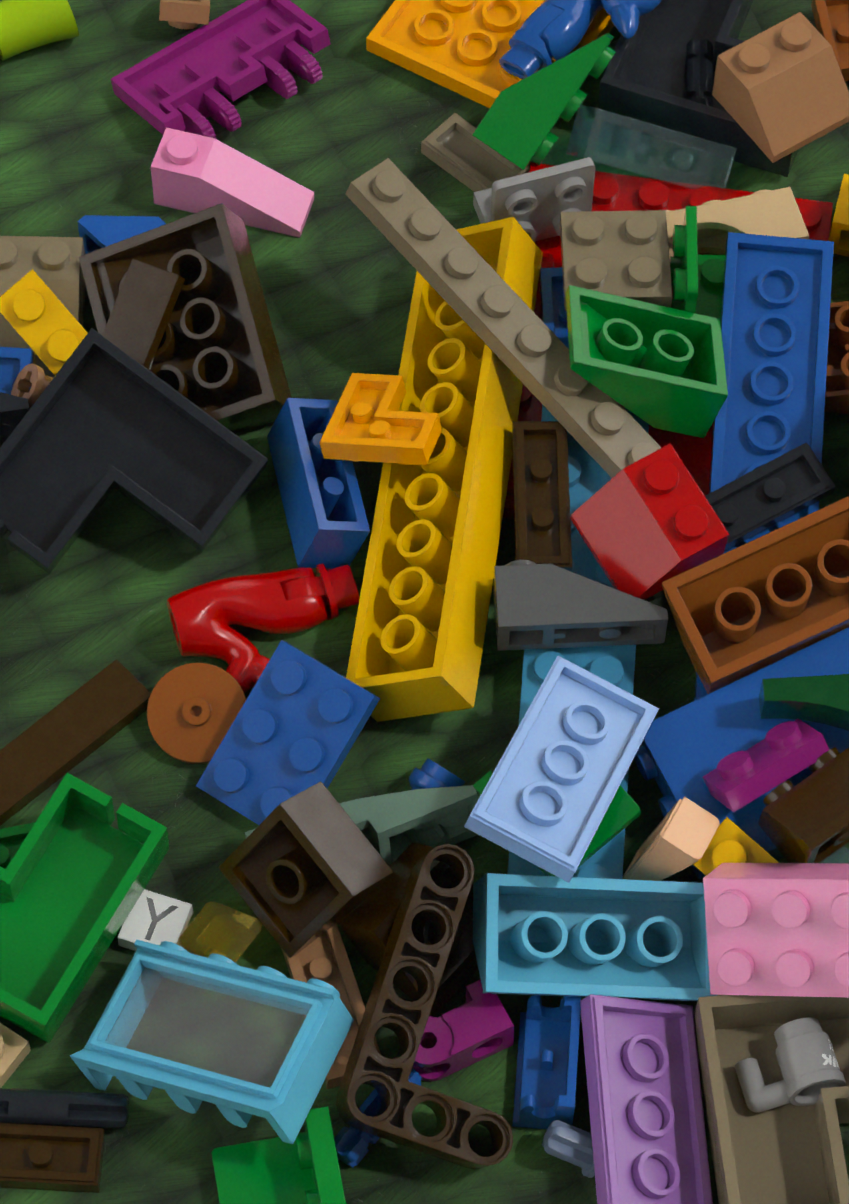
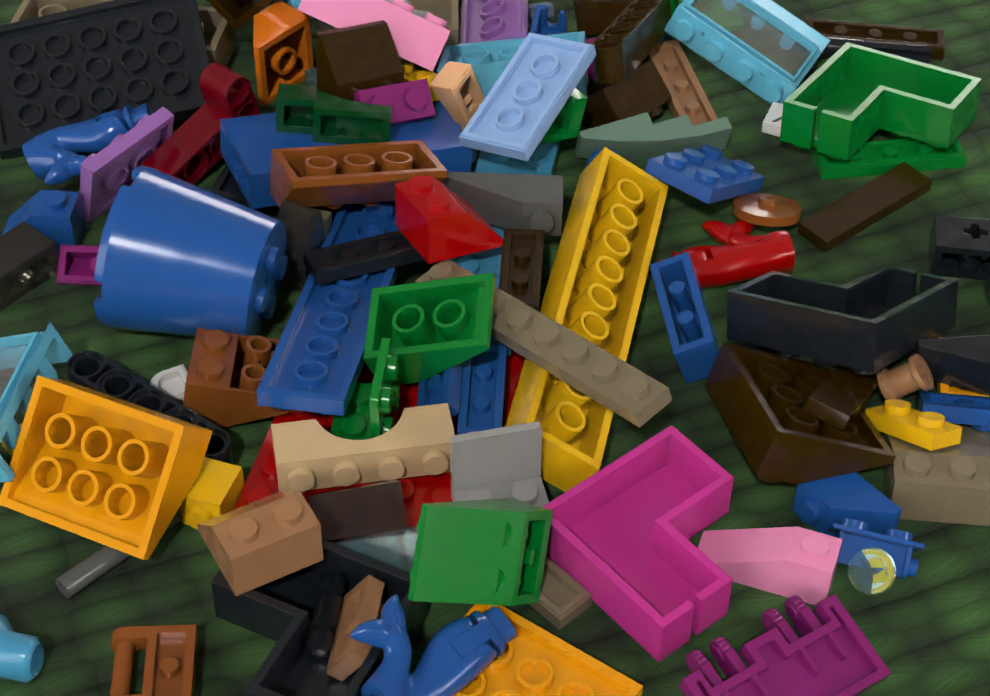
camera: 175 degrees left, 15 degrees down
(101, 199) = (894, 542): none -> blue hinge
(116, 182) = (871, 571): none -> clear light blue tile
(220, 931) = (743, 102): clear yellow slope -> none
(305, 868) = (690, 86): dark brown slope -> none
(359, 125) = (630, 542): none -> dark pink piece
(372, 428) = (650, 302): light orange plate -> none
(617, 254) = (438, 403): dark tan plate -> none
(664, 52) = (358, 606): none -> medium nougat plate
(694, 178) = (359, 509): none -> clear smoke panel

